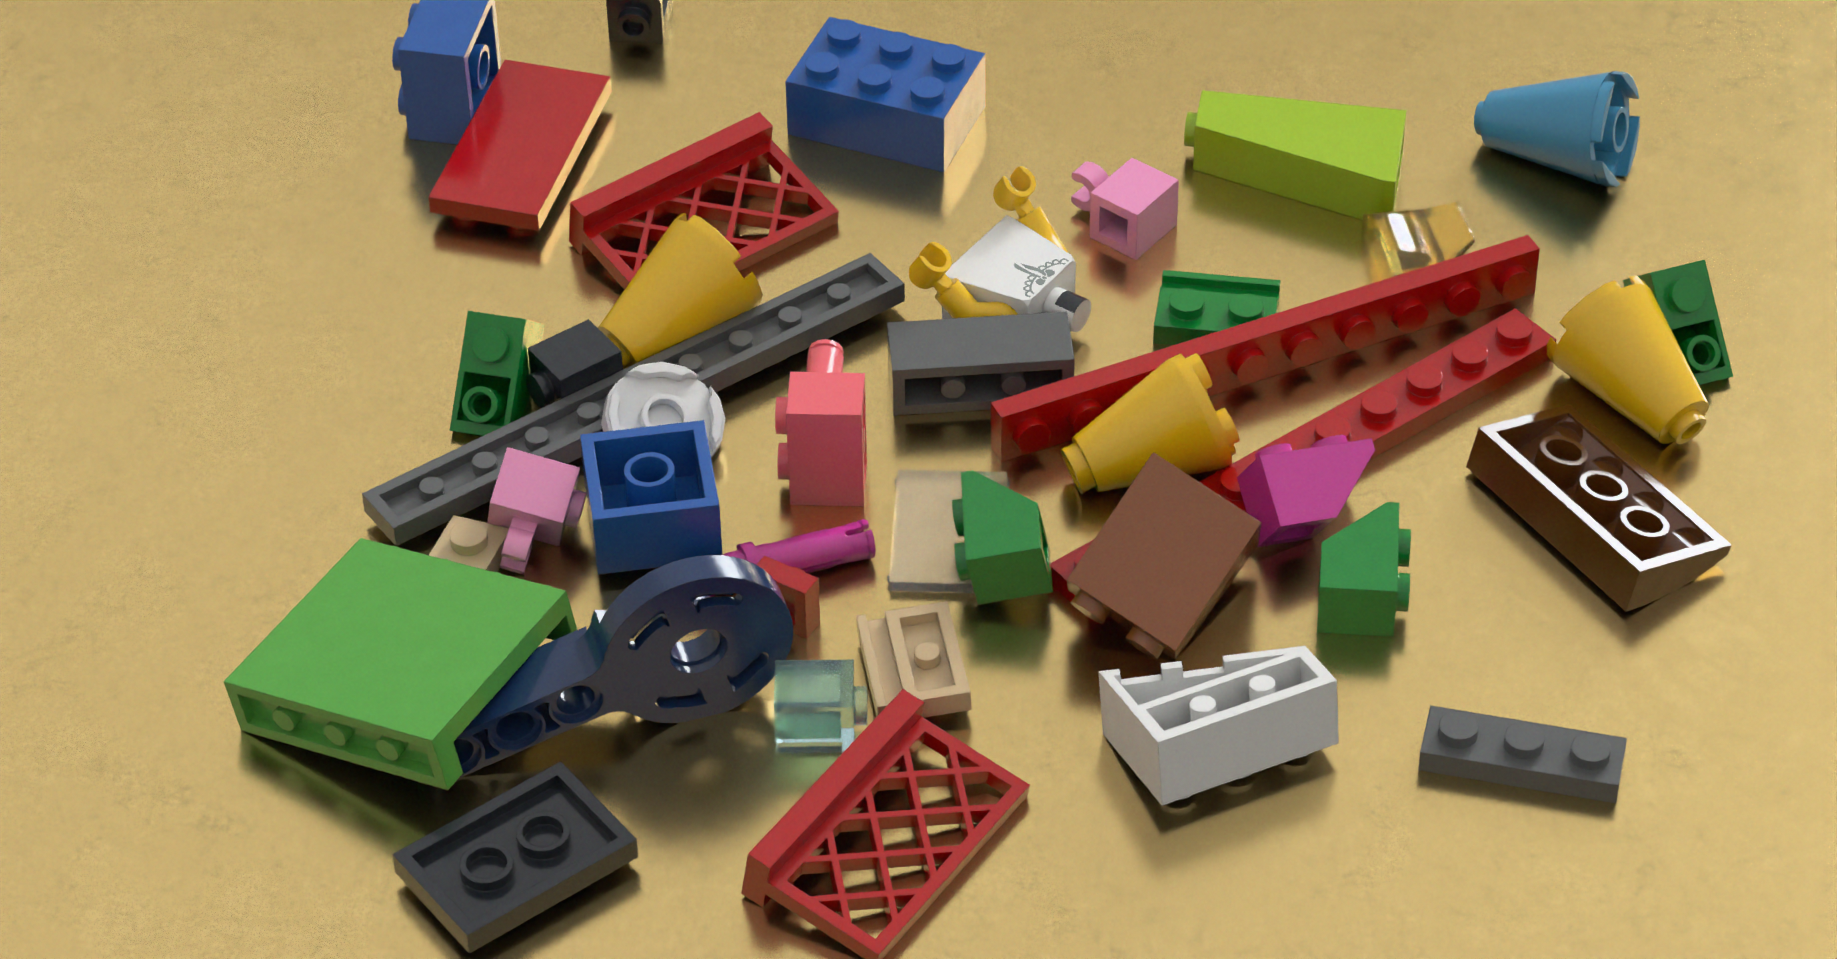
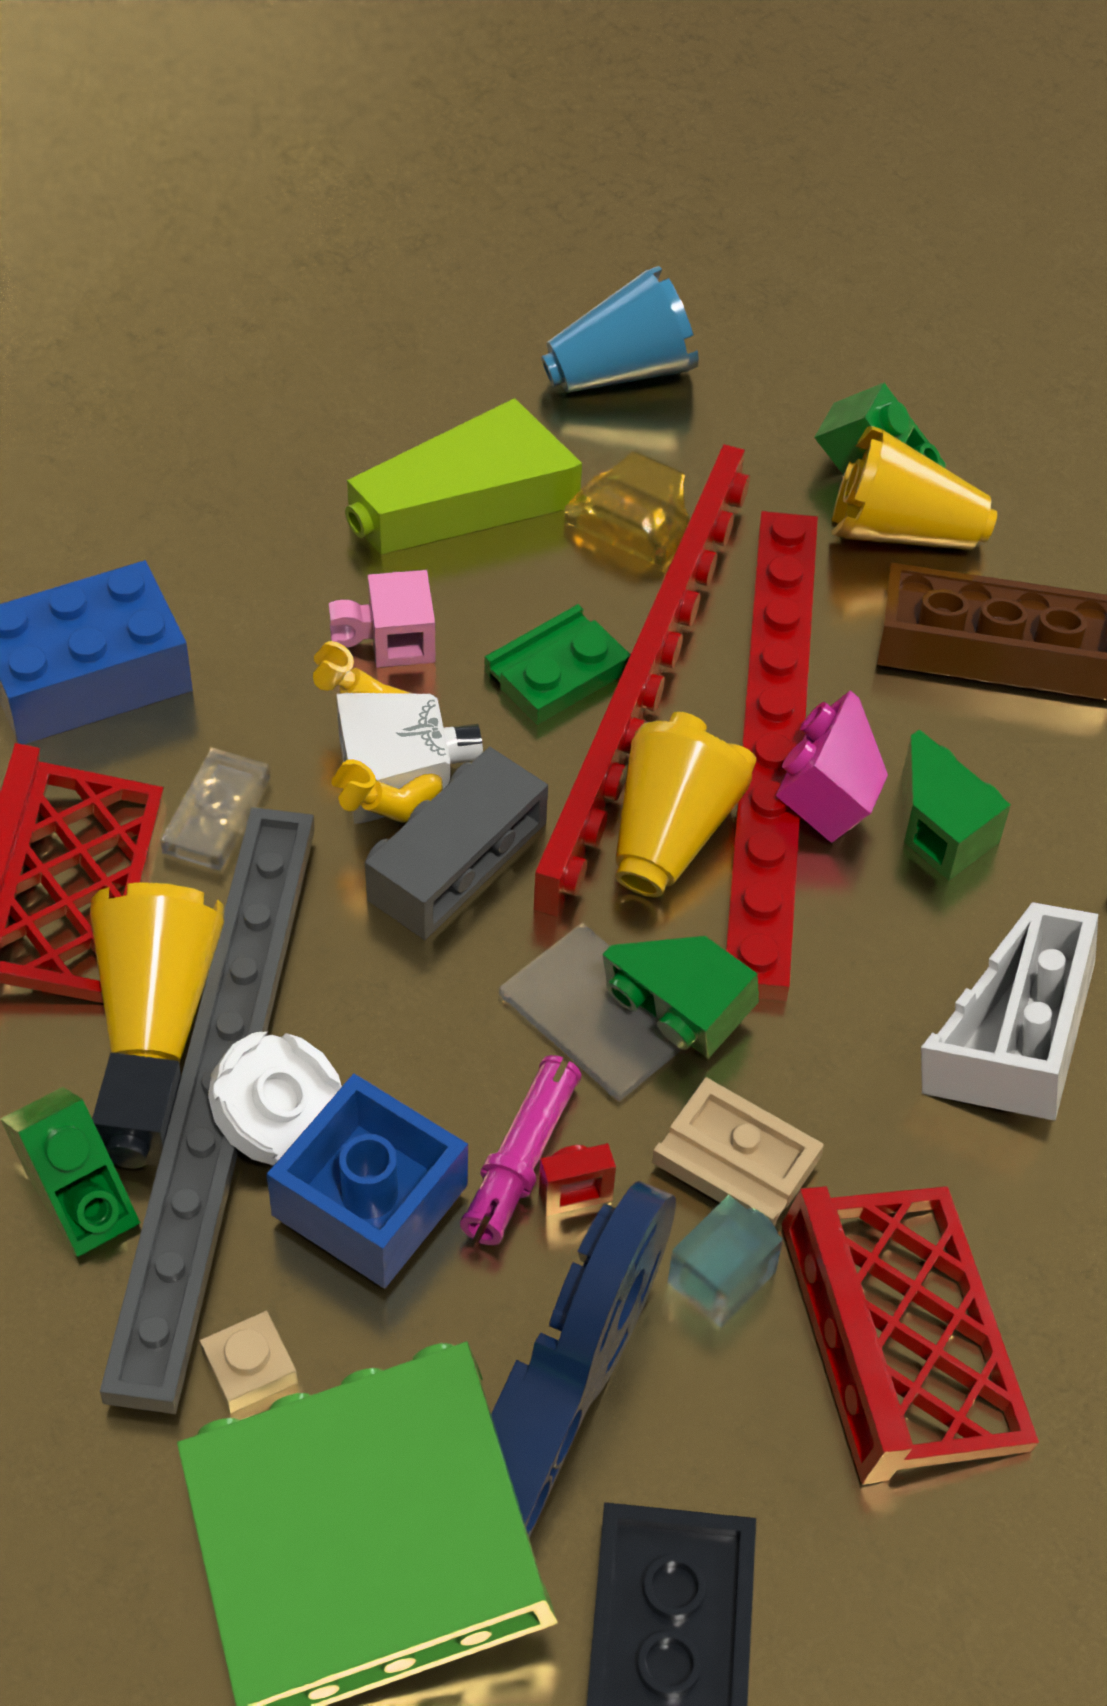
camera: 50 degrees left, 10 degrees up
(535, 502) = (270, 1271): bright pink brick -> none
(824, 431) = (445, 995): coral brick -> none
(883, 234) = (215, 809): none -> clear plate
(1163, 559) = (836, 907): dark orange slope -> none

